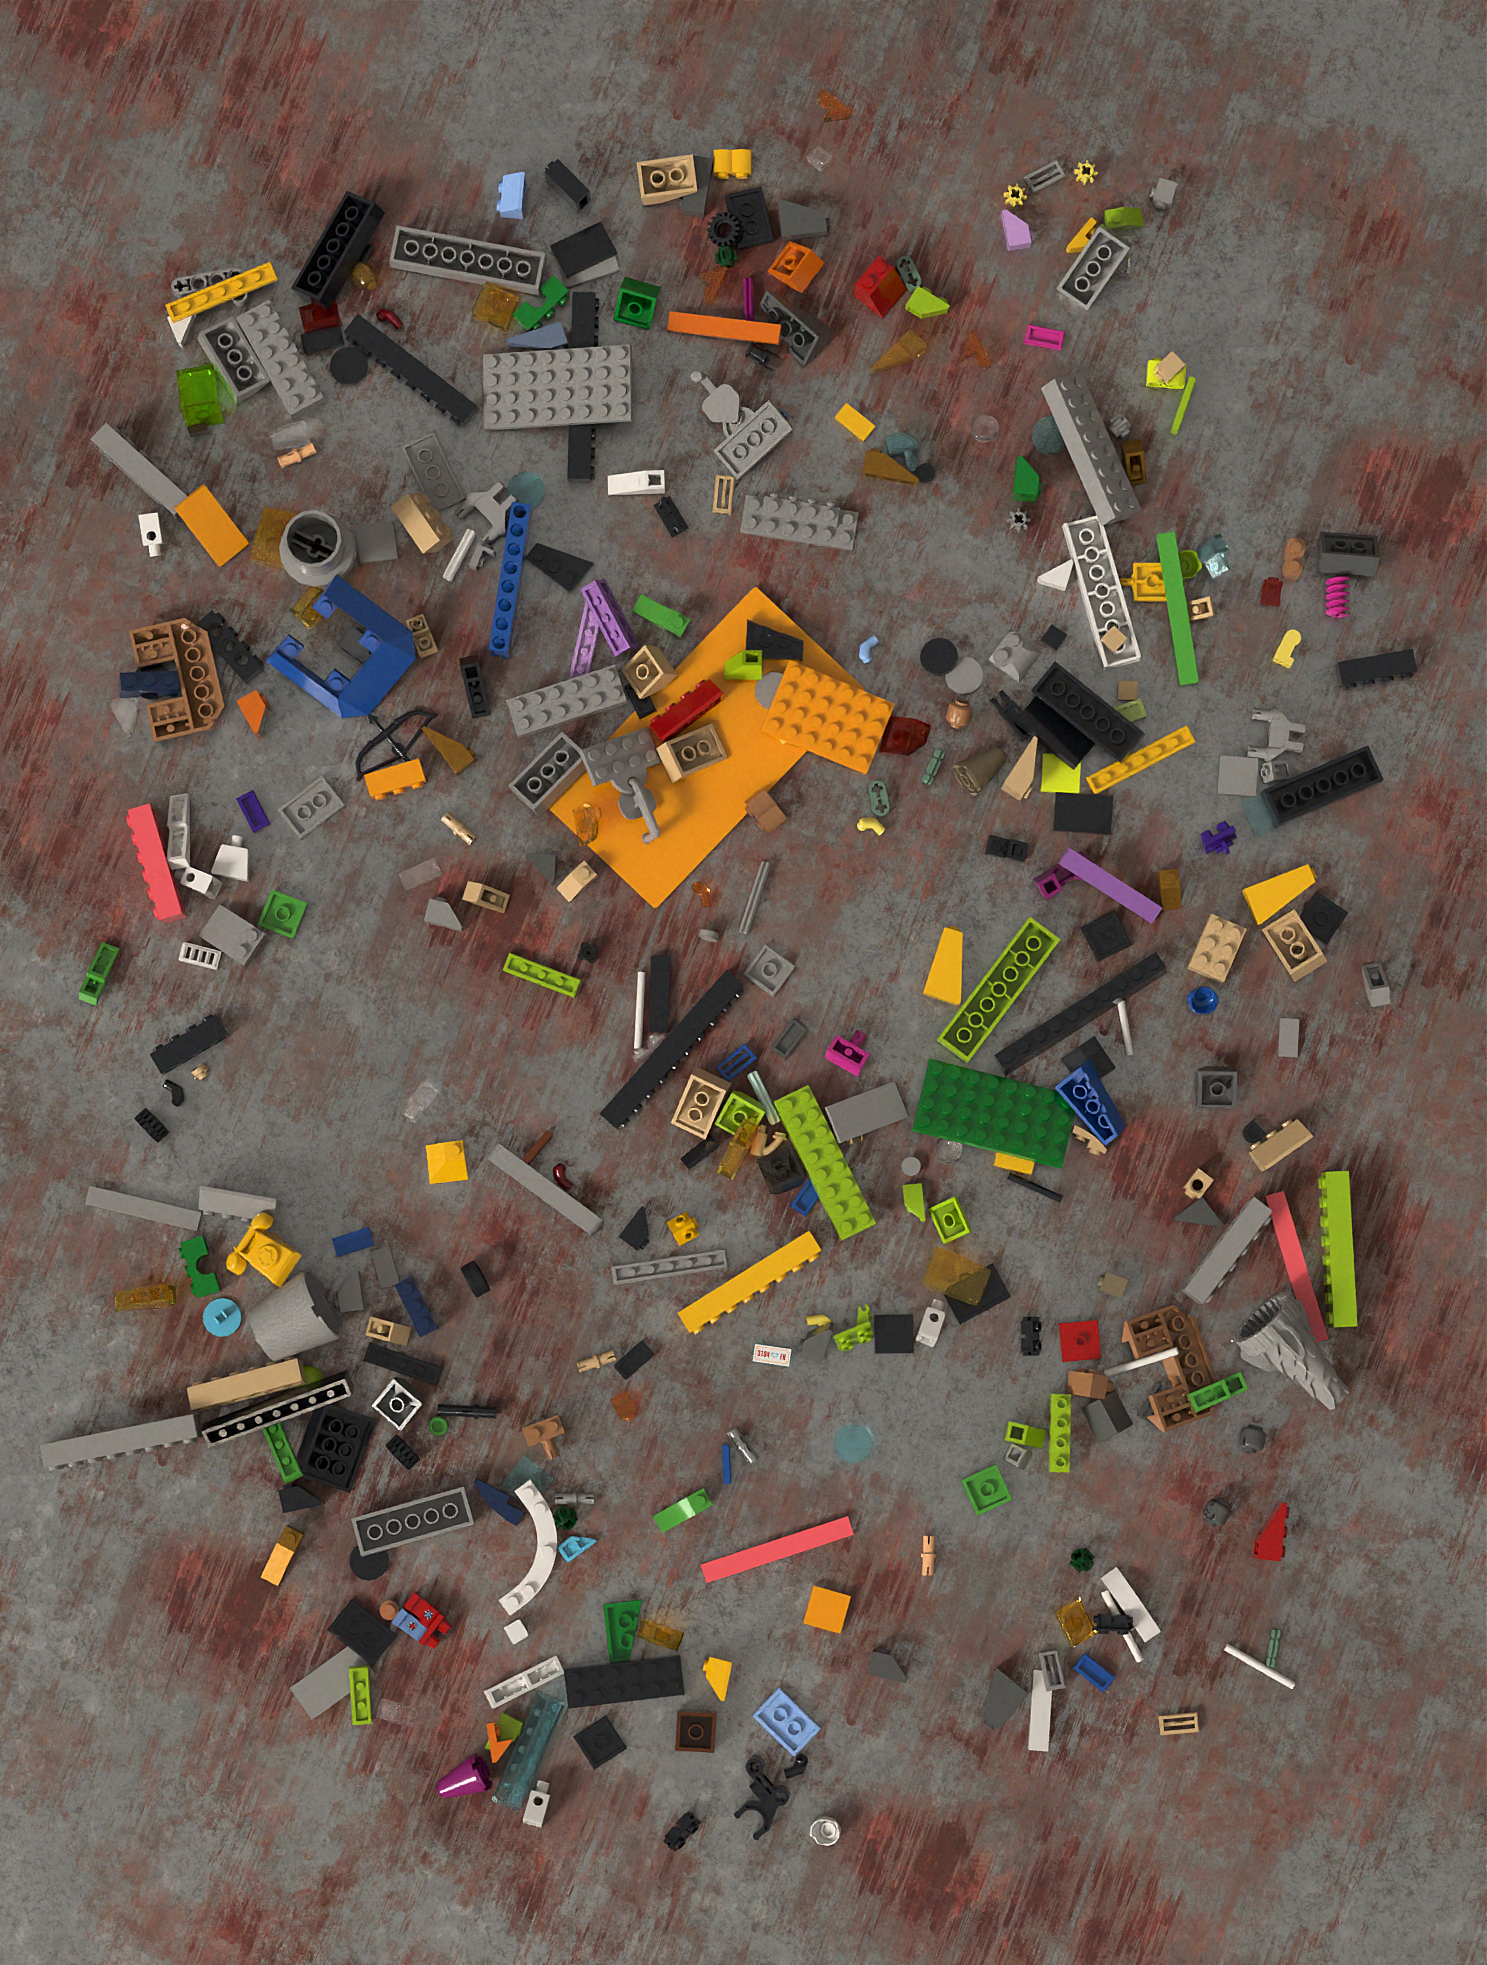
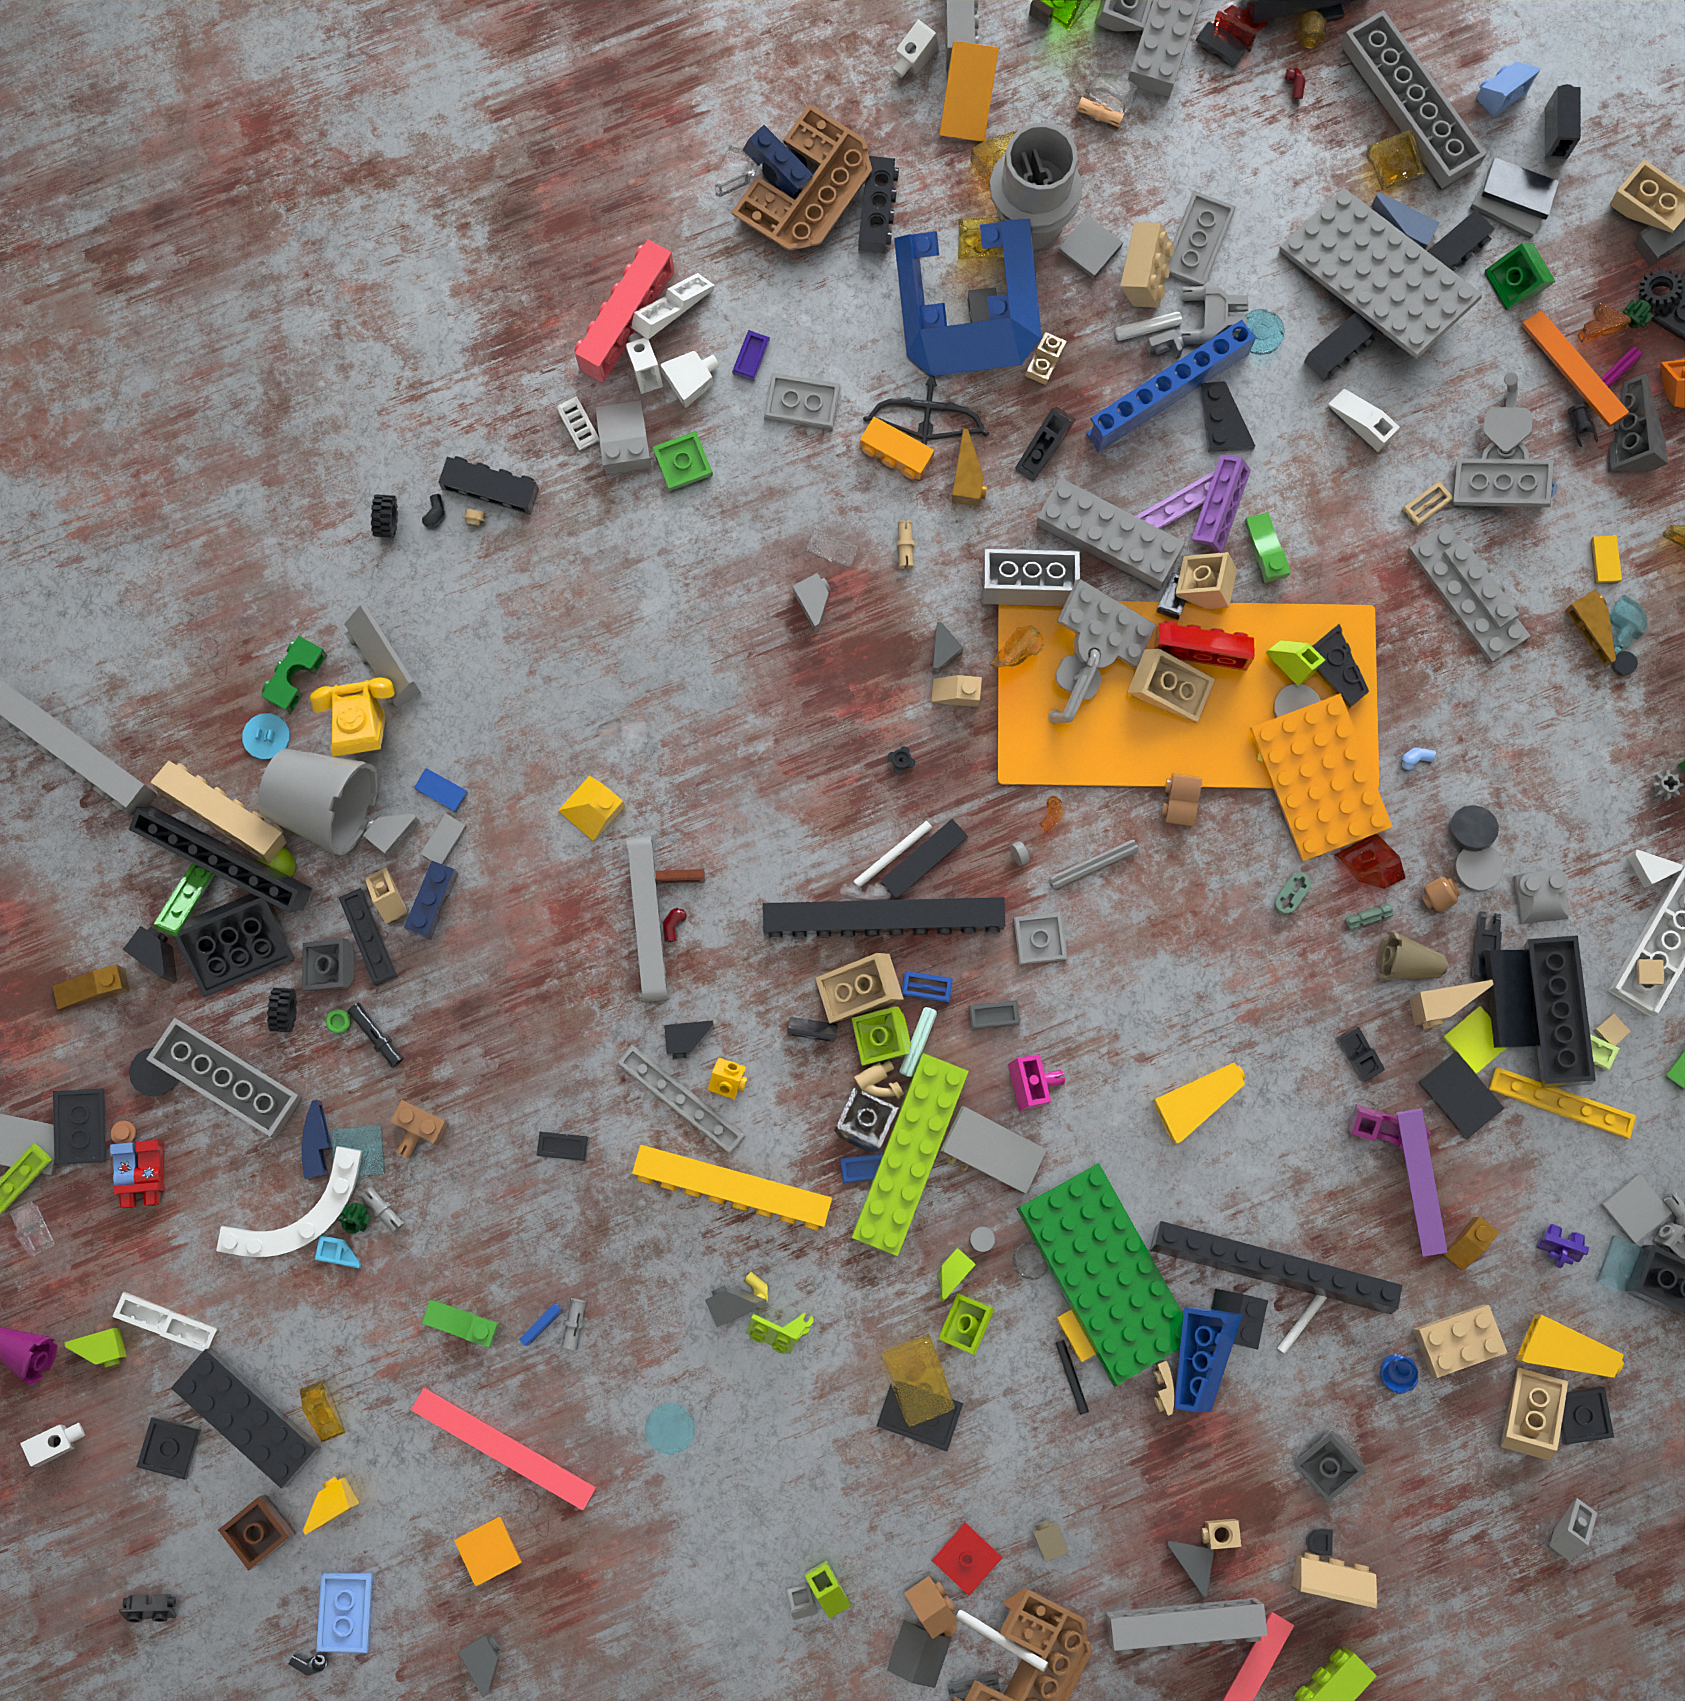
camera: 45 degrees right, 5 degrees down
(98, 973) = (479, 351): bright green slope -> none
(143, 1208) = (303, 578): light grey tile -> none
(145, 1298) = (222, 652): clear yellow slope -> none
(255, 711) = (841, 274): orange slope -> none
(348, 366) = (1220, 86): black tile -> none
(411, 370) = (1268, 139): black brick -> none
(475, 1278) = (505, 929): black tyre -> none
(486, 896) = (866, 623): tan slope -> none
(496, 1747) = (73, 1351): orange slope -> none
(516, 1631) = (207, 1270): slope -> none
(528, 1751) = (97, 1387): clear light blue brick -> none
(531, 317) = (1456, 201): green arch -> none
(541, 975) = (842, 737): lime tile -> none
(596, 1361) = (530, 1112): tan pin -> none
(620, 1628) = (295, 1367): green wing -> none
(624, 1406) = (510, 1177): clear orange brick -> none
(670, 516) = (1363, 475): black hinge -> none
(738, 1149) = (848, 1061): clear yellow slope -> none
(766, 1792) = (258, 1655): black piece -> none
(772, 1355) = (684, 1272): white tile -> none
(871, 822) = (1263, 906): light yellow arm -> none
(894, 1334) = (809, 1370): black tile -> none
(928, 1555) = (627, 1603): light nougat pin -> none
(929, 1330) = (842, 1401): white torso -> none
(986, 1489) = (741, 1601): bright green plate -> none
(998, 990) = (1224, 1168): lime brick -> none
(1032, 1345) = (921, 1515): black hinge -> none
(1053, 637) = (1593, 917): black tile -> none
(1059, 1433) = (860, 1623): lime brick -> none
(1105, 936) = (1369, 1223): black tile -> none
(1288, 1037) = (1442, 1491): light grey tile -> none

